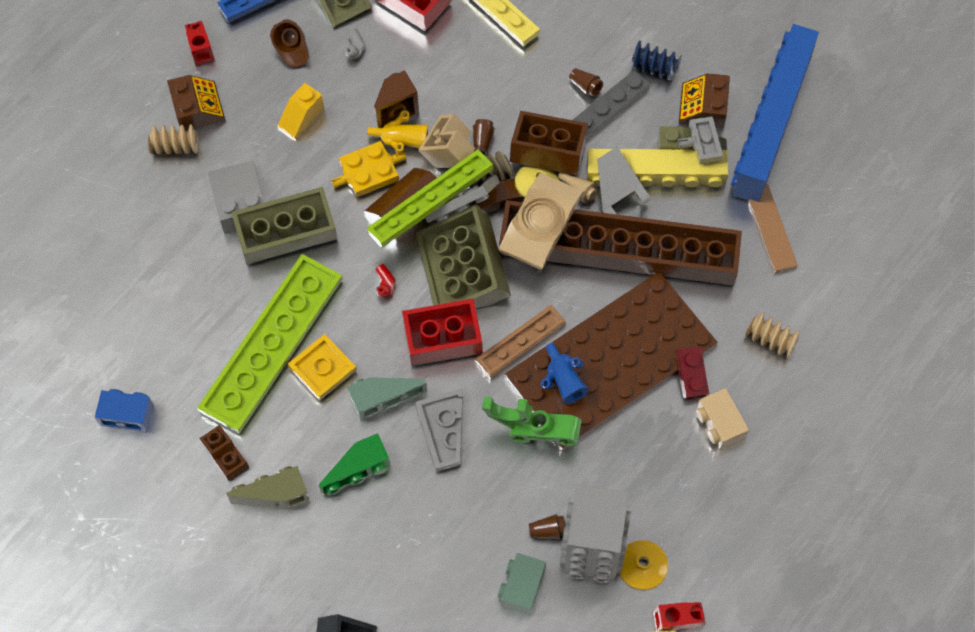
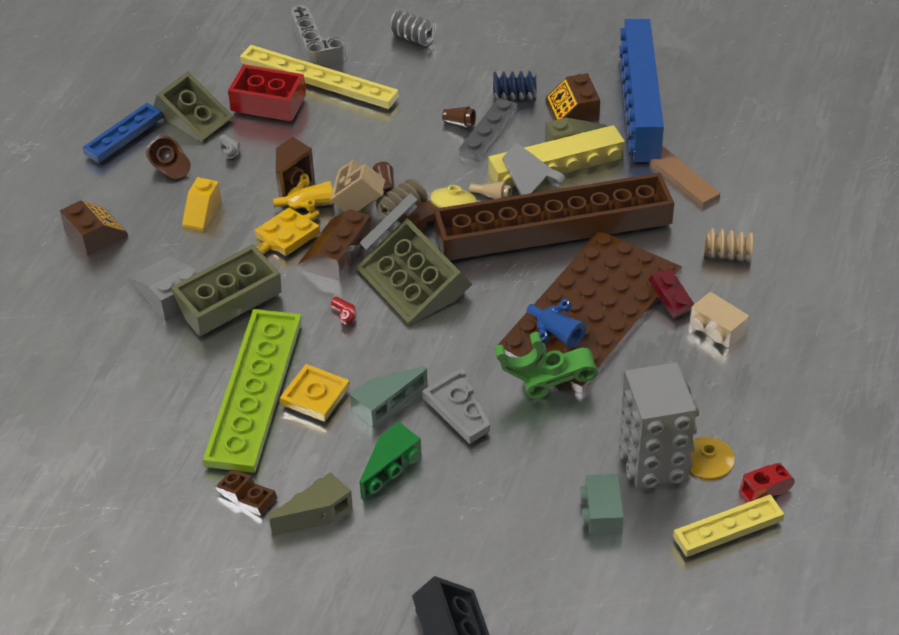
camera: 20 degrees left, 20 degrees down
(124, 410) = (126, 486): blue brick -> none
(172, 140) = (83, 257): tan piece -> none
(199, 43) = (78, 181): red leg -> none
(429, 198) = (361, 224): lime plate -> none
(442, 332) = (421, 327): red brick -> none
(520, 341) = (498, 320): medium nougat tile -> none
(540, 221) = (474, 214): tan slope -> none
(548, 142) = (450, 162): reddish brown brick -> none
(548, 527) = (603, 452): reddish brown cone -> none
(703, 140) = (591, 119): light grey plate -> none

